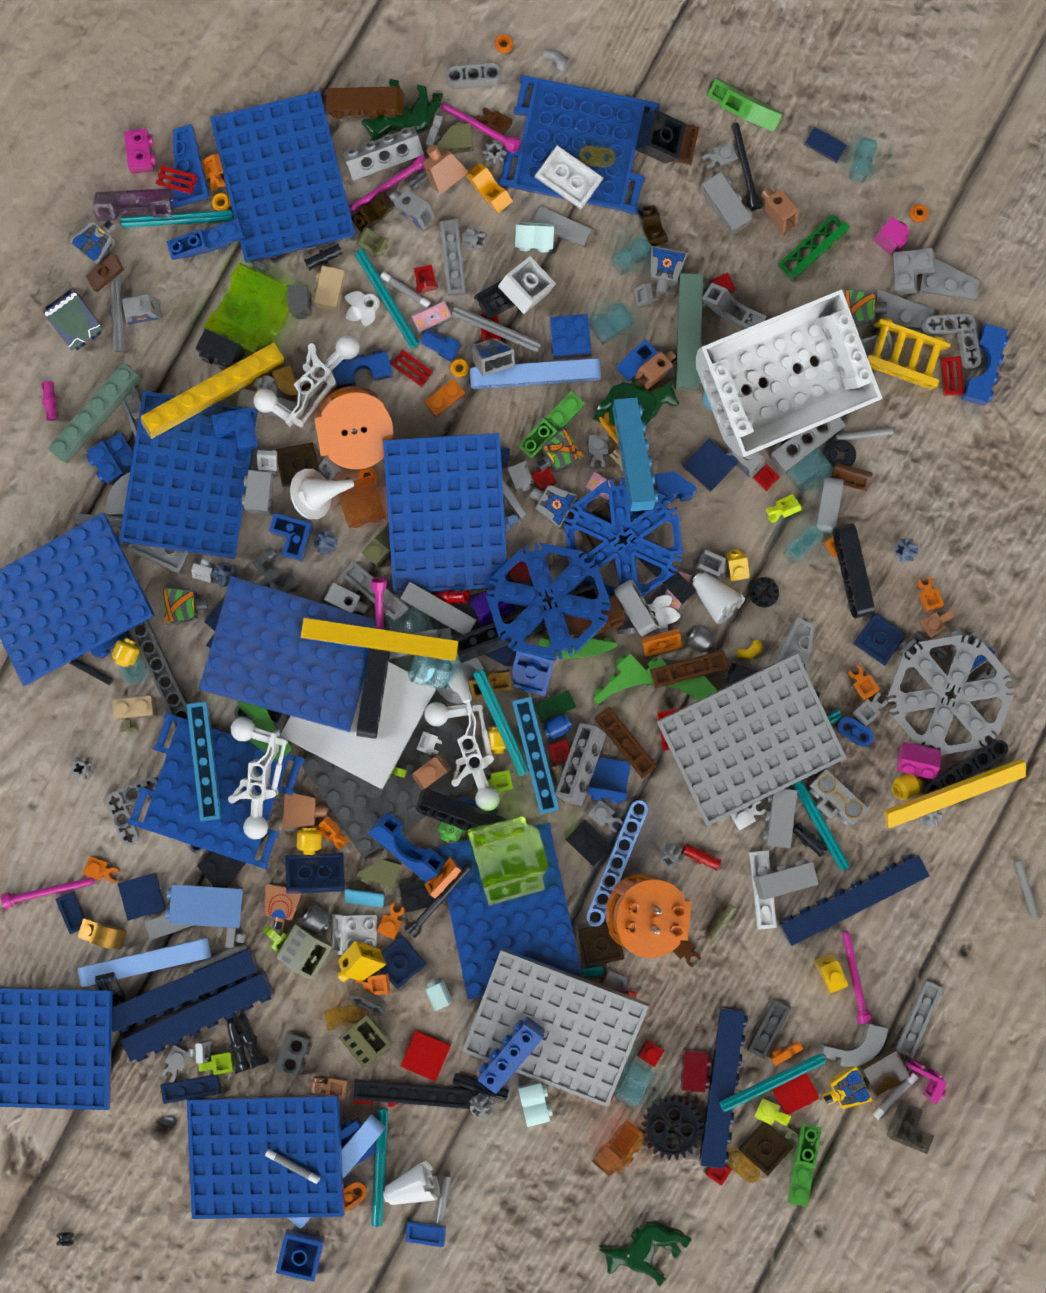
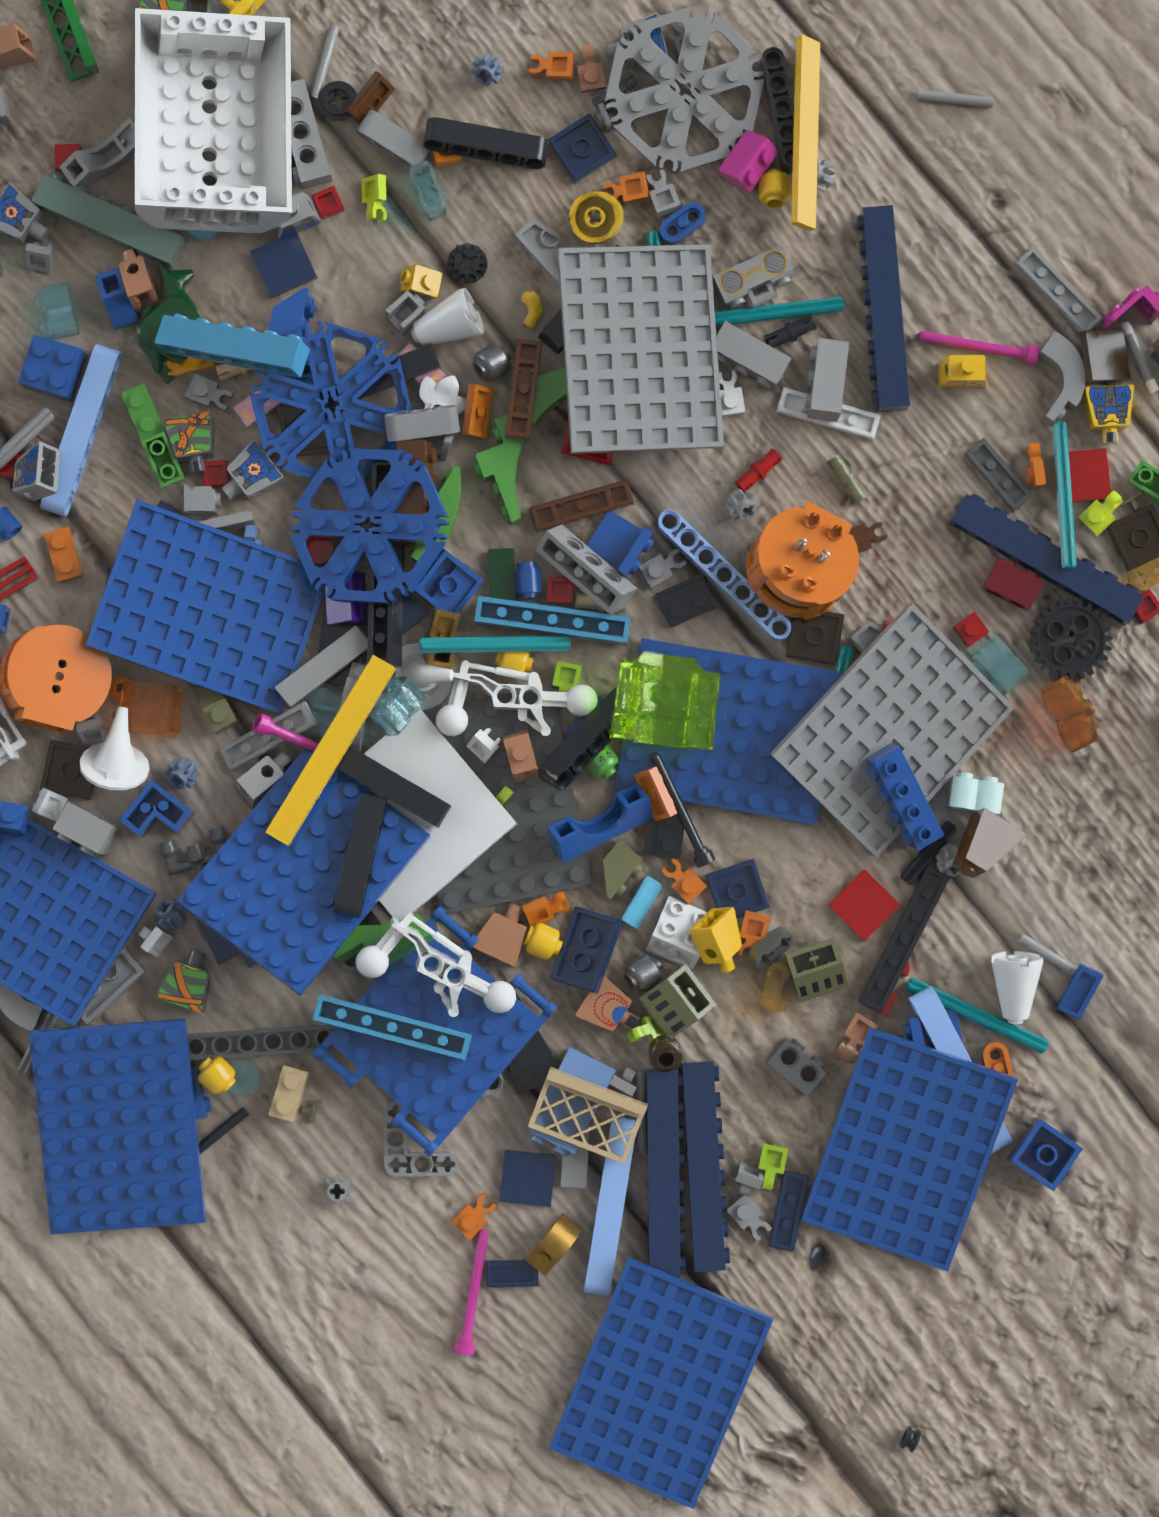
camera: 70 degrees left, 0 degrees up
(98, 980) = (617, 1249): black tile -> none
(215, 925) = (594, 1093): none -> tan fence
(244, 1038) = (753, 1118): black piece -> none
(263, 958) = (665, 1053): none -> dark brown head
(292, 1166) = (933, 1117): light grey bar -> none
(313, 690) = (360, 855): none -> black beam
(438, 994) = (795, 856): light aqua brick -> none
(452, 597) = (315, 643): red pin -> none
(457, 362) = (28, 515): light orange plate -> none
(501, 1125) = (985, 842): none -> slope
(808, 469) = (339, 146): clear light blue brick -> none
(826, 661) = (582, 221): none -> yellow brick

